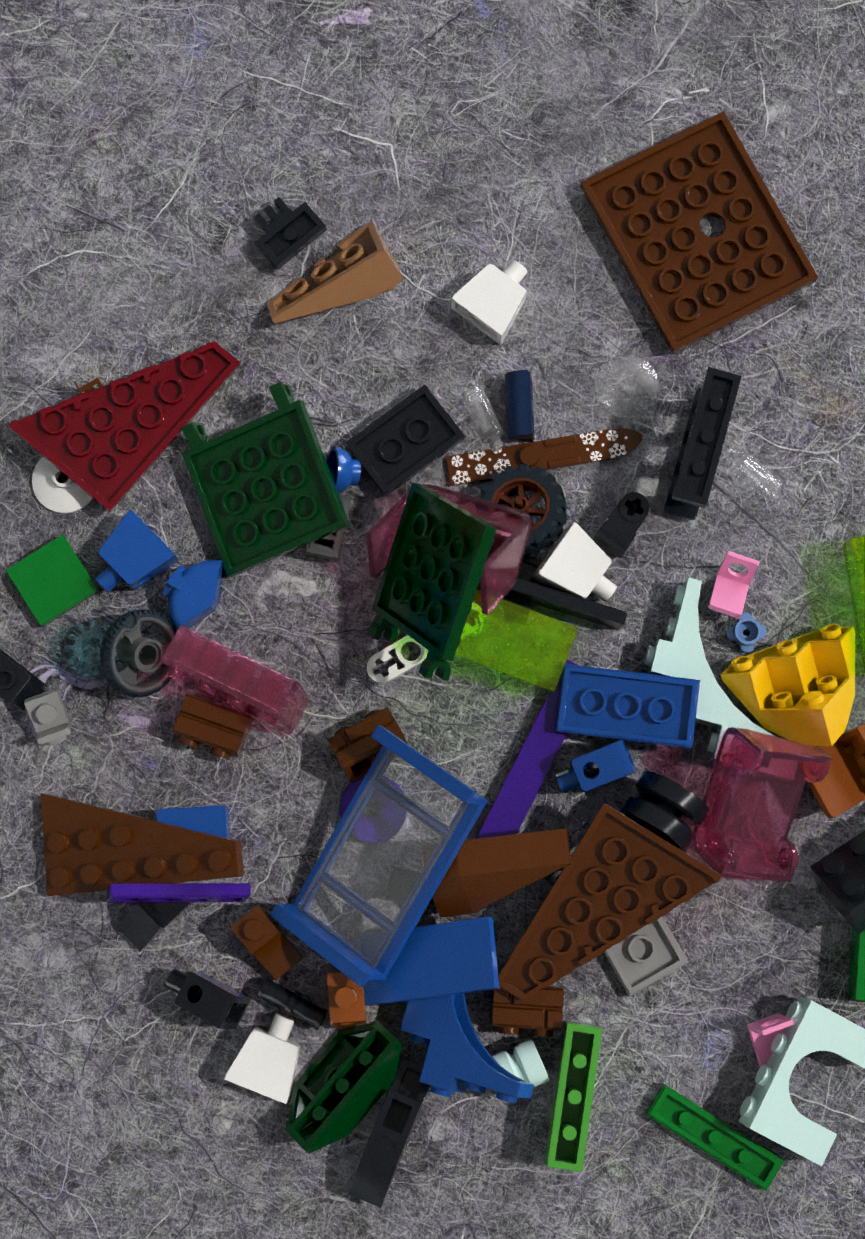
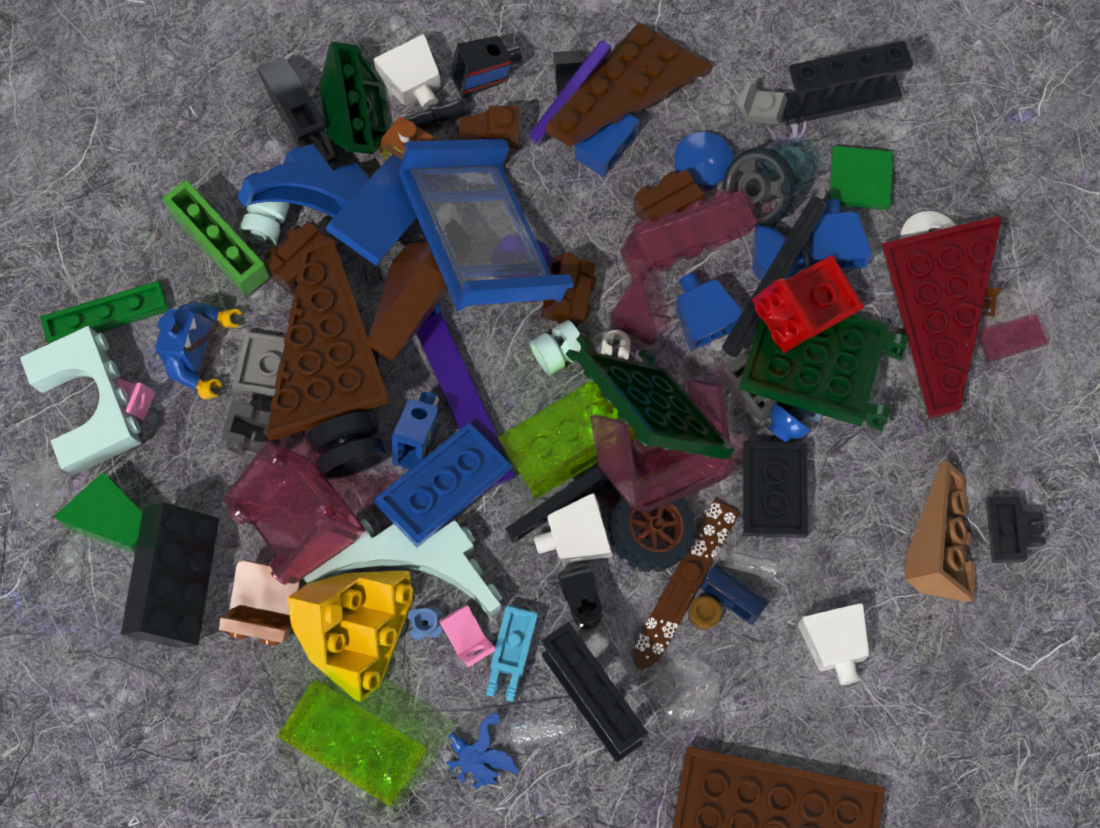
camera: 130 degrees right, 10 degrees down
(109, 348) = (1011, 338): none -> clear pink tile
(142, 730) = (704, 157): none -> blue dish
(218, 573) = (778, 269): none -> black axle
(227, 524) = (806, 303): none -> red bracket
(292, 614) = (705, 311): none -> blue torso
(341, 674) = (634, 315): none -> clear pink slope
(439, 713) = (552, 349): none -> light aqua wheel
(552, 420) = (705, 612): none -> pearl gold tile
(686, 1033) = (186, 343): none -> blue torso
(709, 545) = (512, 648): none -> medium azure hinge
(713, 912) = (246, 429): none -> dark grey cylinder
(814, 508) = (472, 758): none -> blue piece

